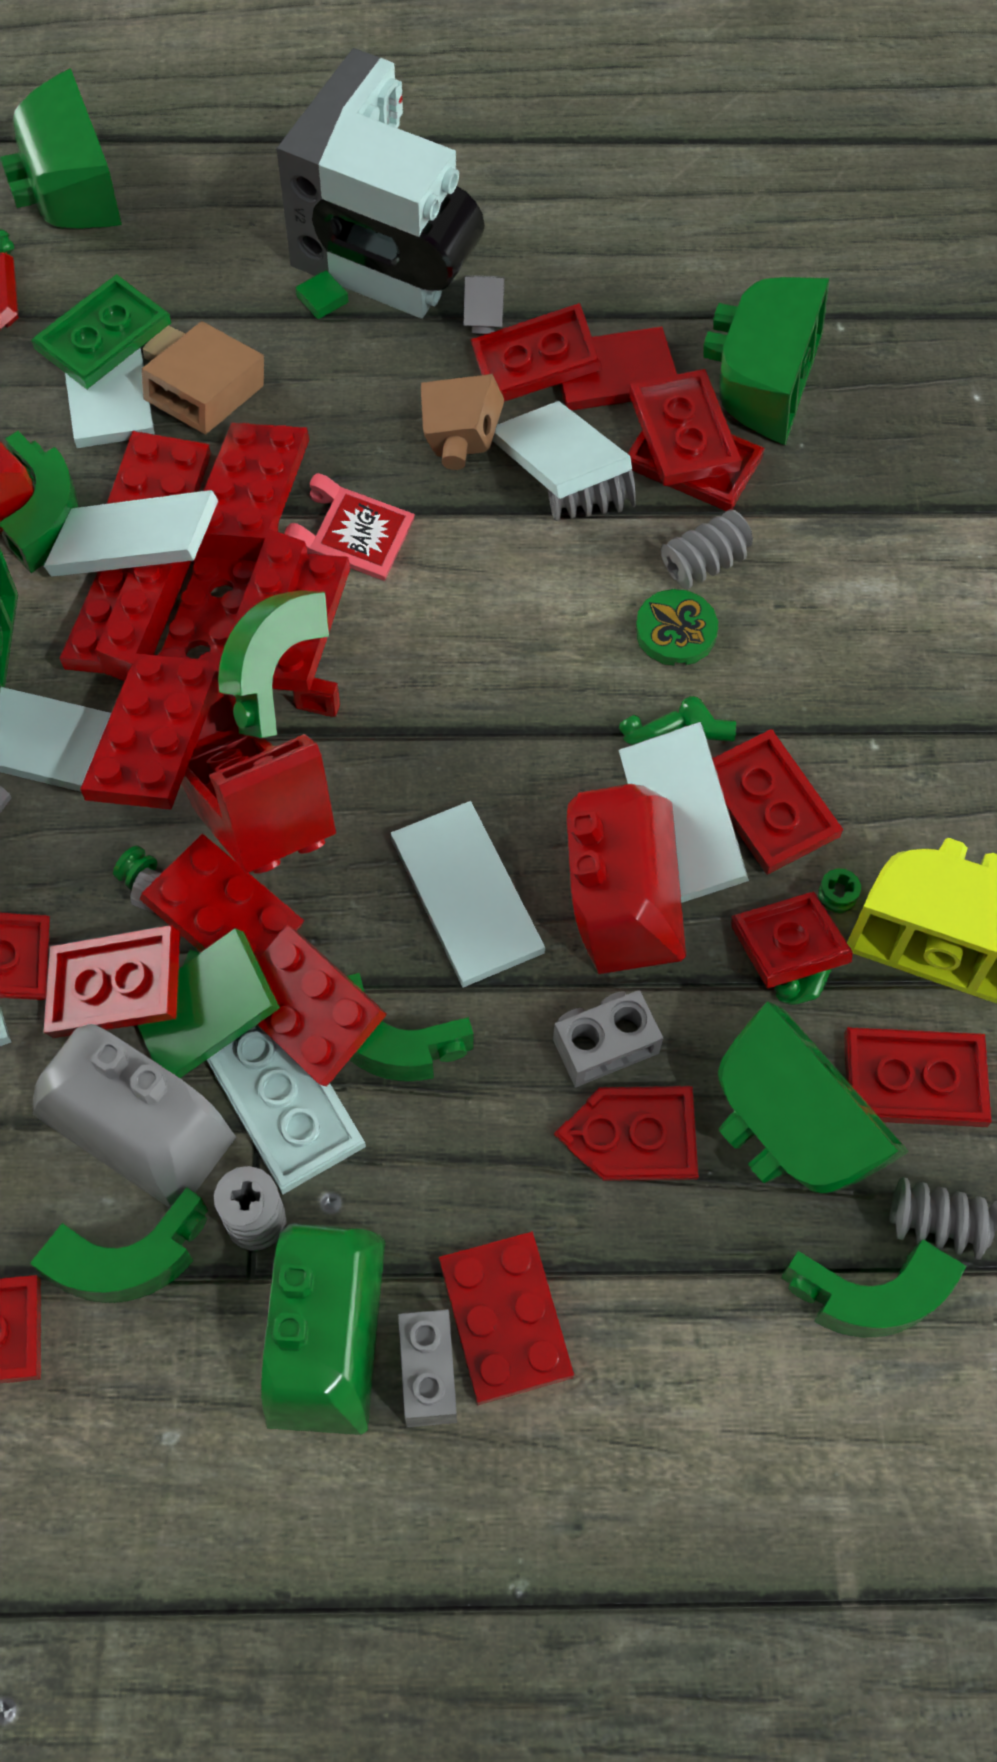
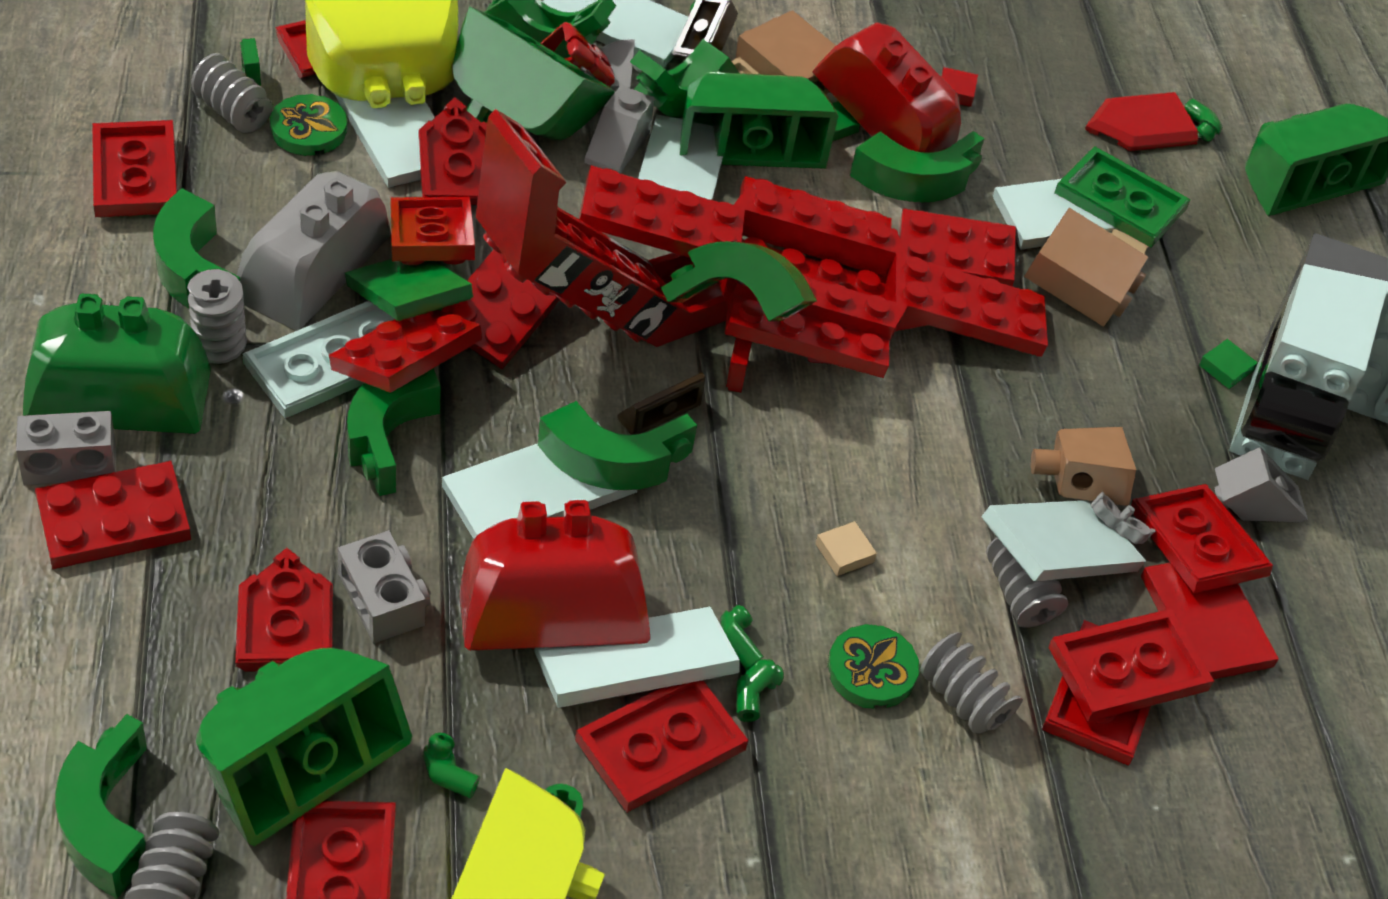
camera: 80 degrees right, 15 degrees down
(132, 534) = (881, 211): light aqua tile -> none
(355, 528) = (940, 398): flag -> none
(363, 773) = (663, 405): none -> dark brown slope
(448, 835) = (610, 458): none -> green arch
(525, 404) = (1122, 523): none -> light grey piece
(544, 633) = (846, 548): none -> tan tile
(768, 351) = (1260, 752): green hips -> none
(791, 939) = (488, 740): red tile -> none

